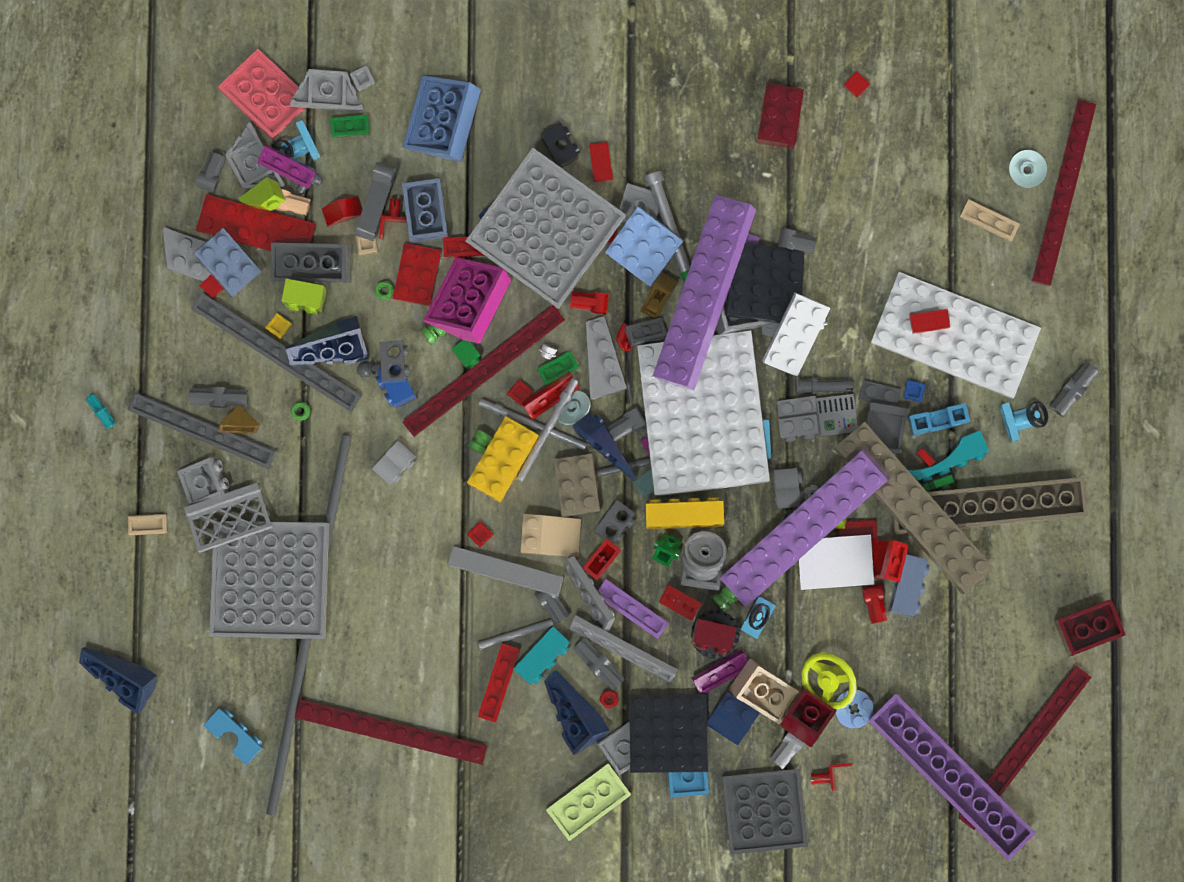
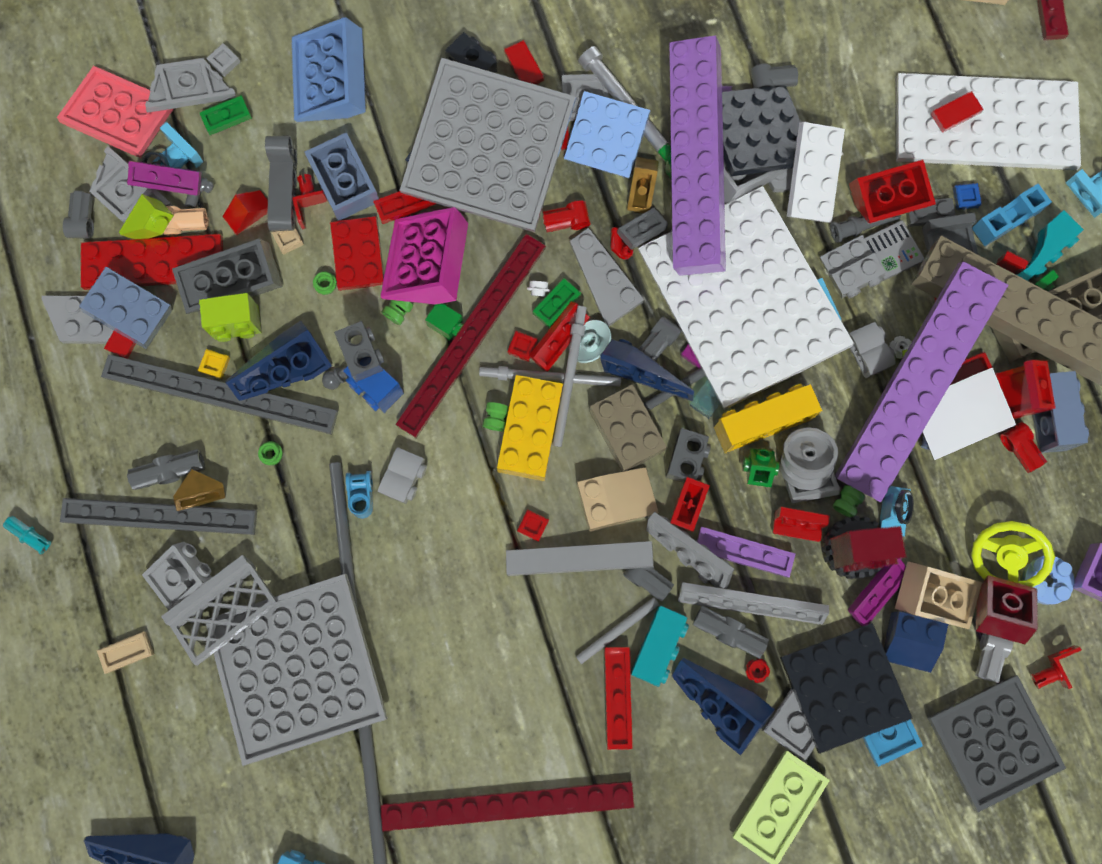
camera: 20 degrees left, 5 degrees down
(358, 464) = (360, 488): none -> dark azure piece
(851, 370) = (893, 192): none -> red slope

